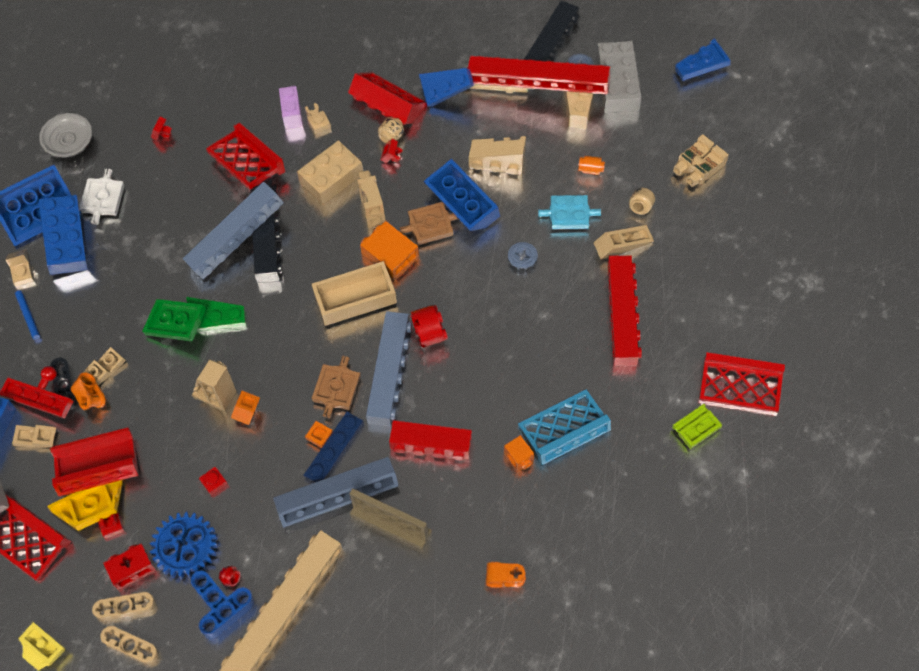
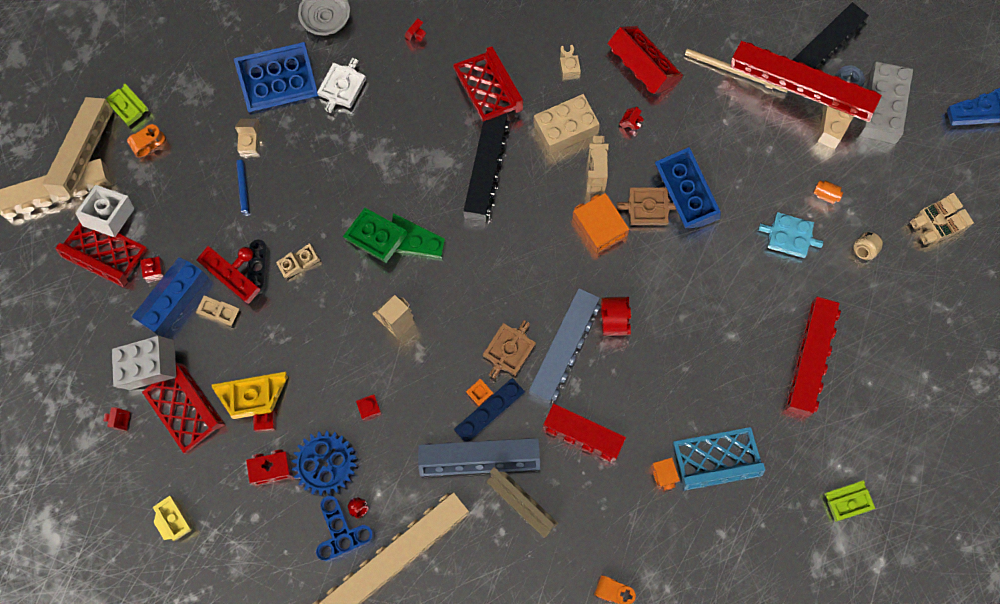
camera: 20 degrees right, 10 degrees up
(63, 234) = (294, 116): blue brick -> none
(86, 392) = (276, 283): orange piece -> none
(94, 461) = (264, 355): red panel -> none
(108, 614) = (241, 496): tan beam -> none
(119, 633) = (236, 537): tan beam -> none
(233, 230) = (455, 160): sand blue brick -> none
(245, 407) = (417, 345): orange brick -> none
(290, 107) = (546, 43): lavender brick -> none
(354, 293) = (553, 259): tan piece -> none
(390, 129) = (638, 95): tan head -> none
(445, 84) = (706, 63): blue wing -> none
(498, 155) = (736, 154): tan wedge -> none
(518, 249) = (738, 267): sand blue gear -> none
(622, 241) = (835, 283): tan slope -> none
(747, 366) = (918, 454): red fence -> none

